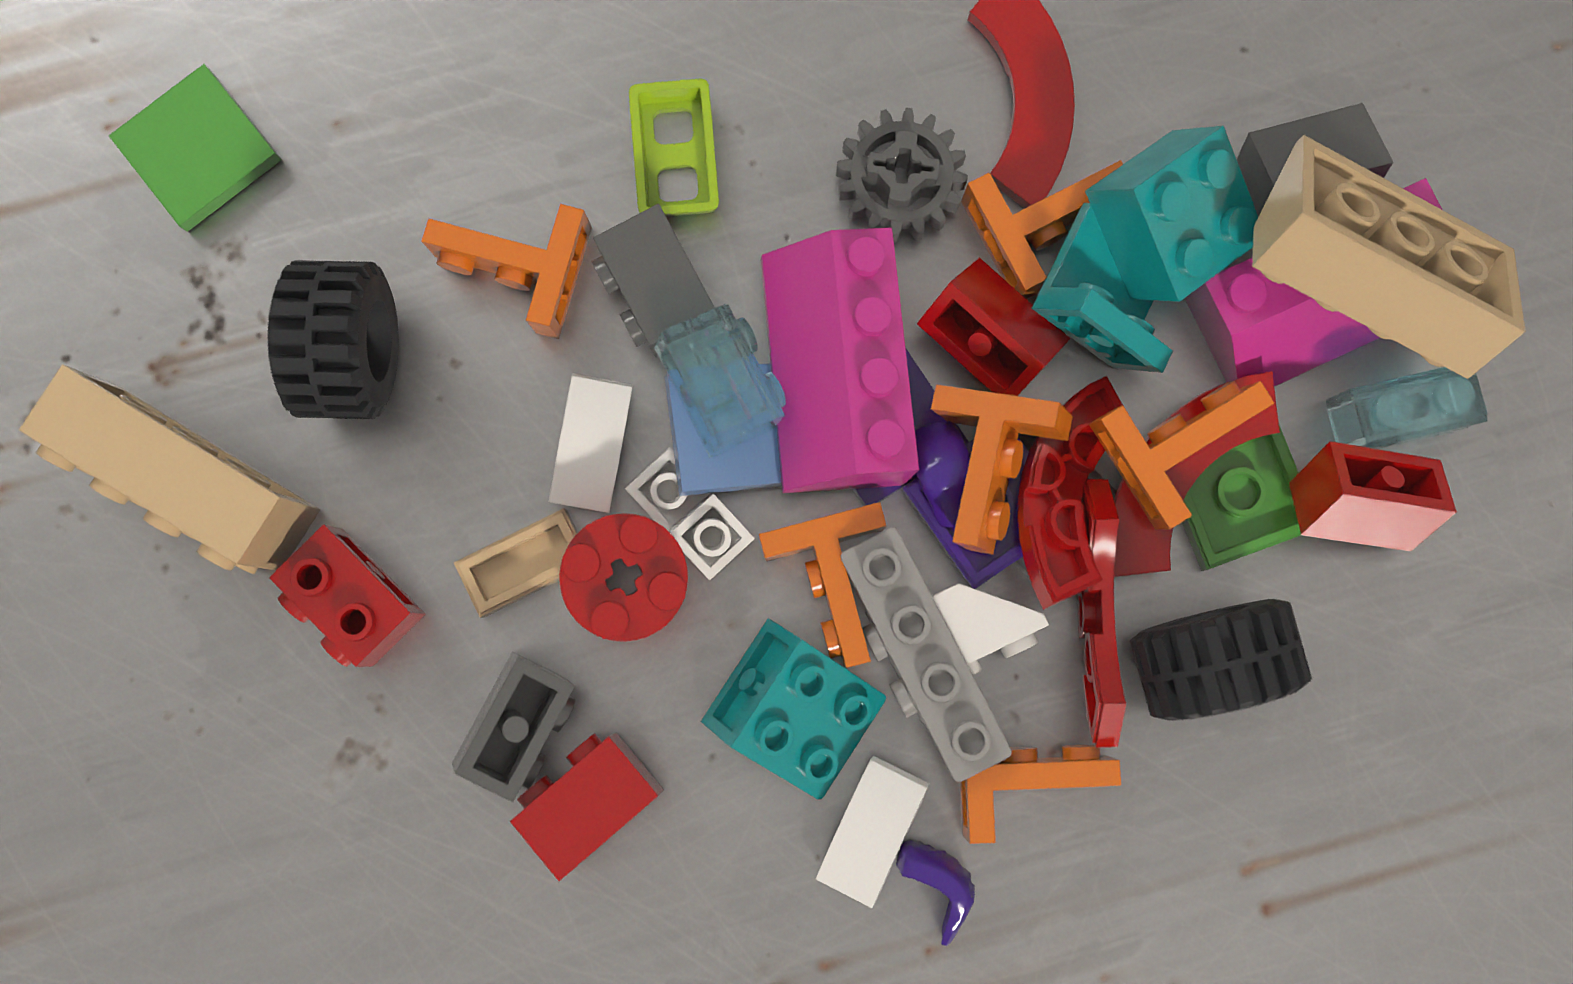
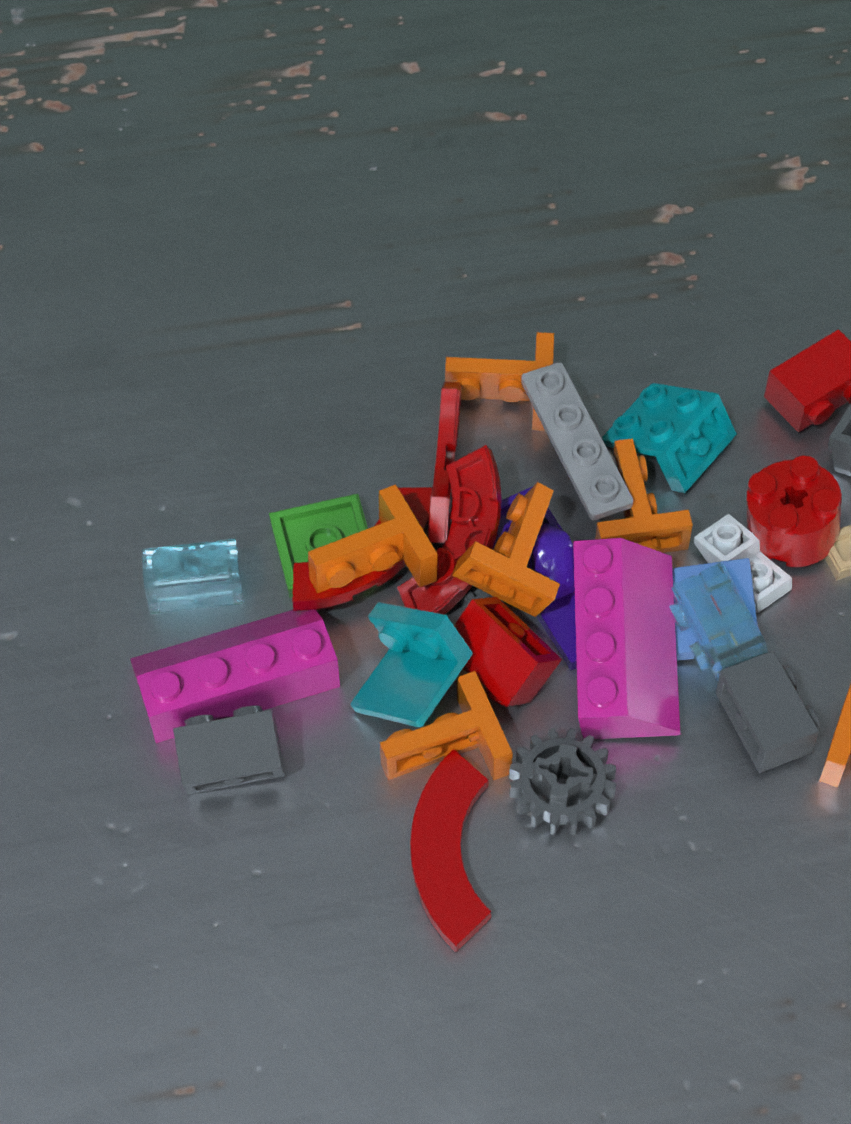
camera: 175 degrees left, 25 degrees down
(590, 443) = (818, 610): white slope -> none
(652, 158) = (768, 827): lime piece -> none
(872, 831) = (617, 356): white slope -> none
(941, 872) = (575, 330): dark purple hair -> none
(987, 623) = (531, 462): white slope -> none
(1175, 213) = (351, 708): teal brick -> none
(1221, 660) = (368, 416): black tyre -> none
(1371, 496) = (236, 512): red brick -> none
(1388, 260) = (202, 642): tan slope -> none

